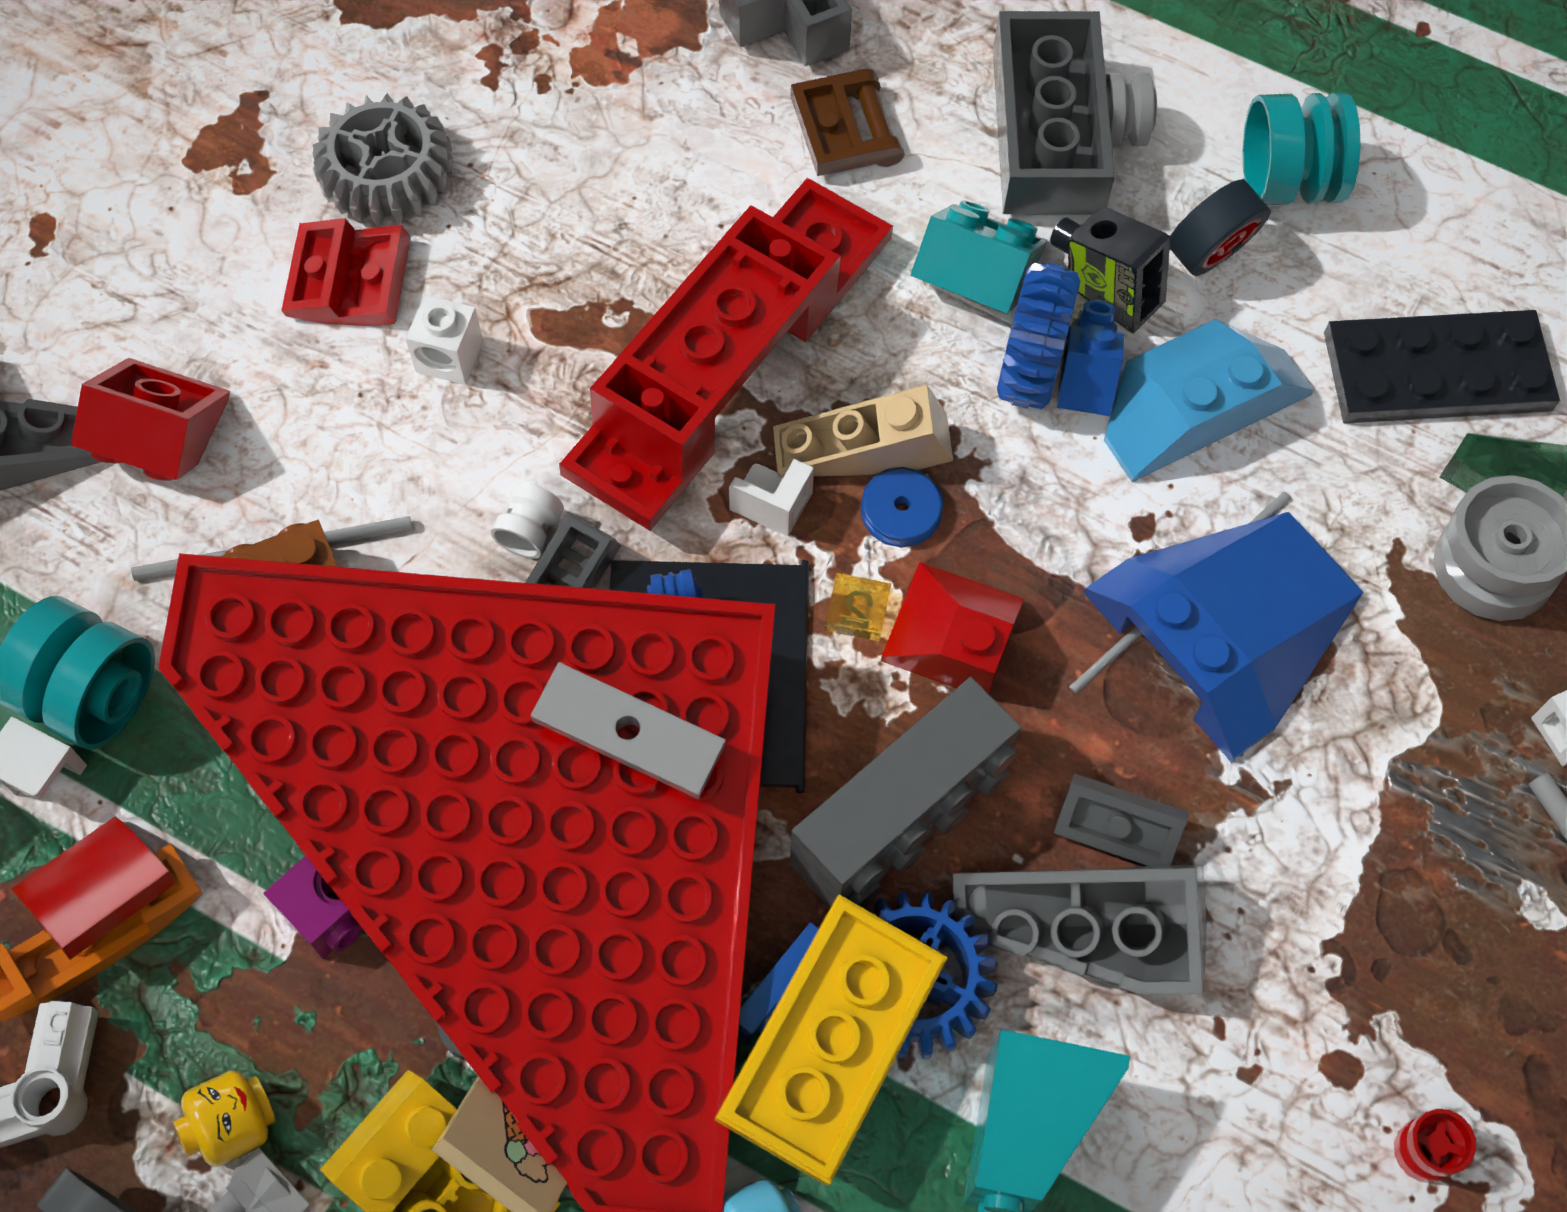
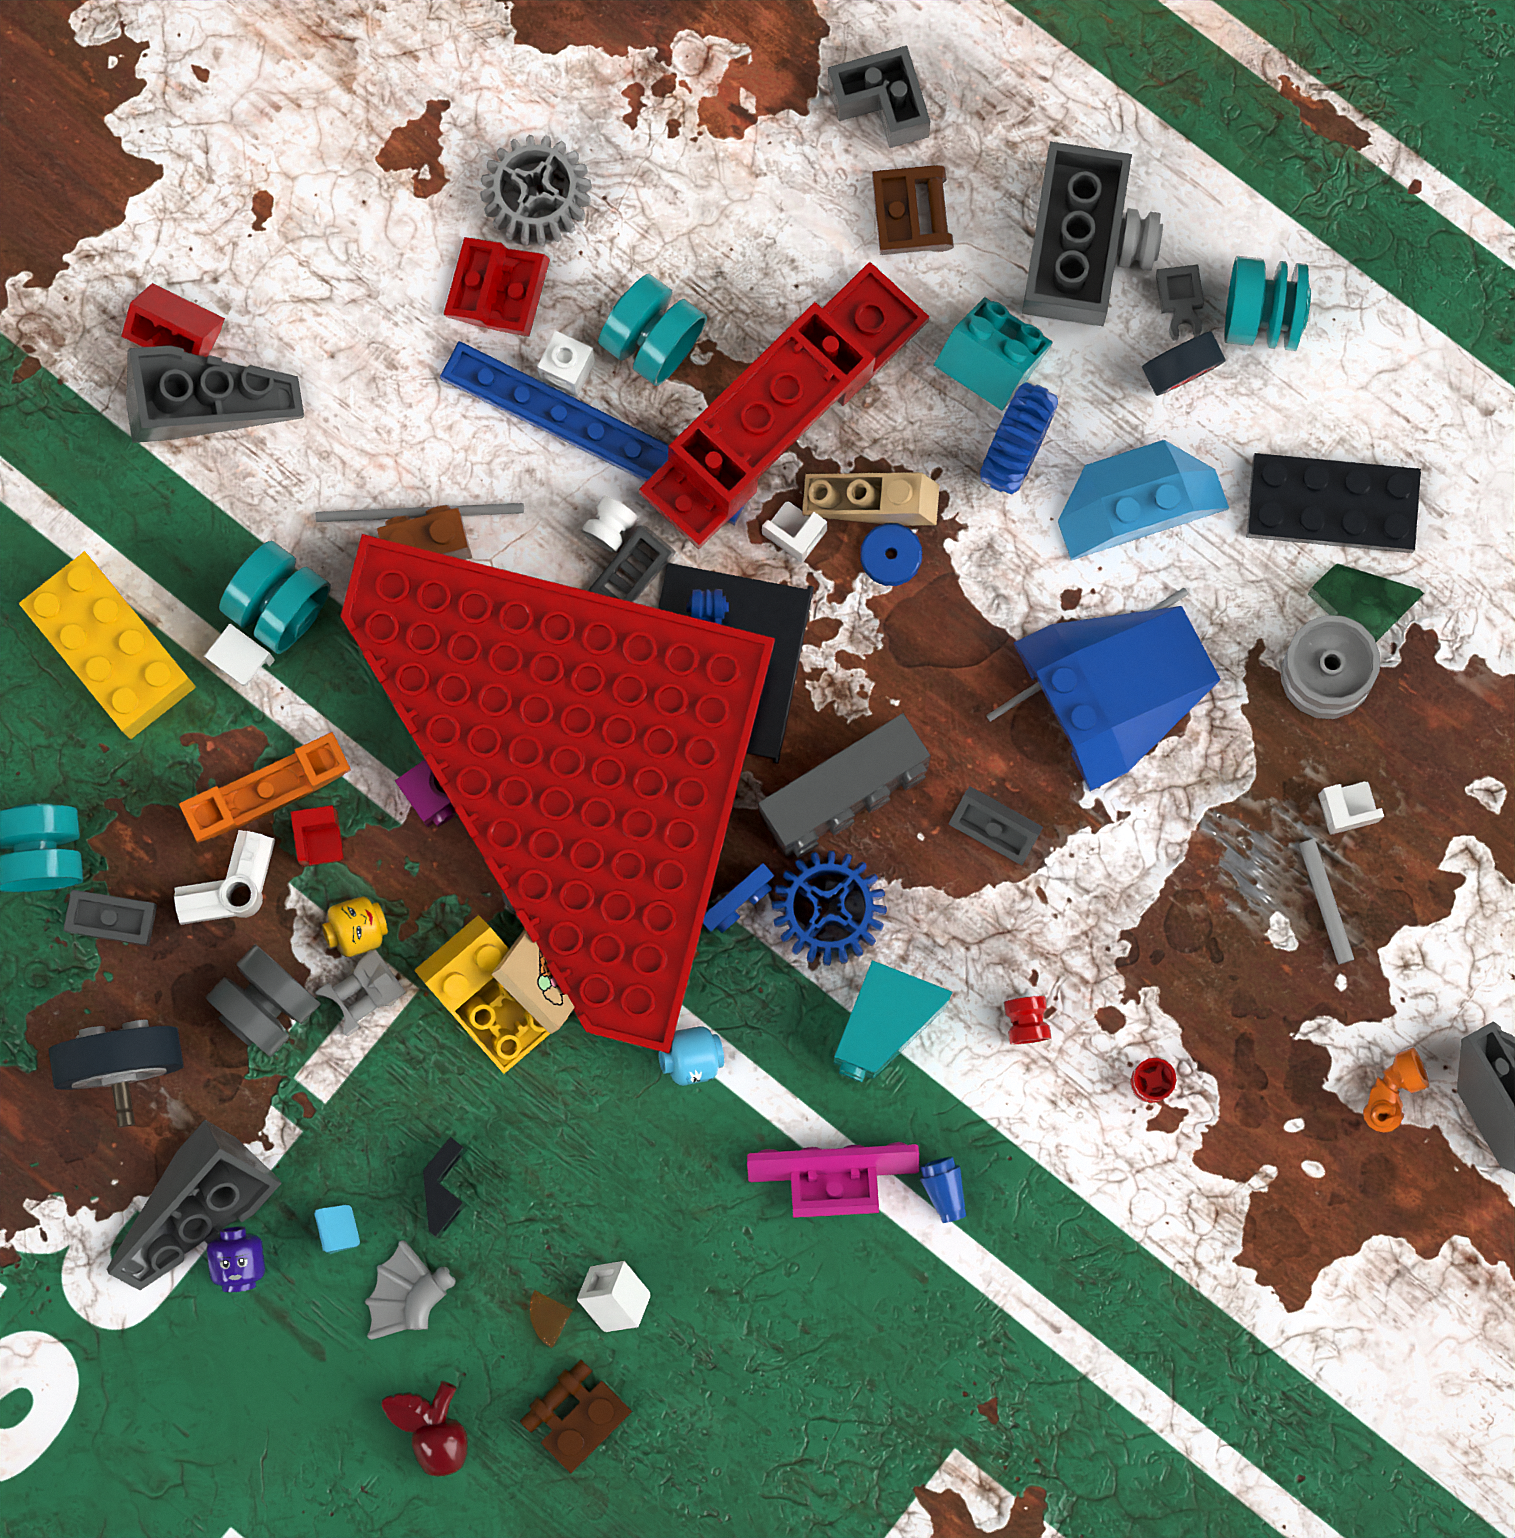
camera: 15 degrees right, 15 degrees up
(93, 886) = (278, 753): red slope -> none
(147, 418) = (339, 395): red slope -> none
(159, 994) = (317, 836): none -> red panel
(440, 404) = (556, 413): none -> blue tile
(548, 278) = (643, 323): none -> teal wheel
(594, 714) = (636, 700): light grey tile -> none
(831, 1040) = (762, 944): yellow tile -> none
(858, 607) = (843, 629): clear yellow tile -> none
(952, 628) = (909, 658): red slope -> none
(1091, 361) = (1058, 460): blue brick -> none
(1108, 923) = (971, 894): dark grey wedge -> none
(1117, 263) = (1094, 381): black torso -> none
(1189, 163) = (1181, 293): none -> dark grey plate
(1232, 1088) = (1027, 1020): none -> red wheel

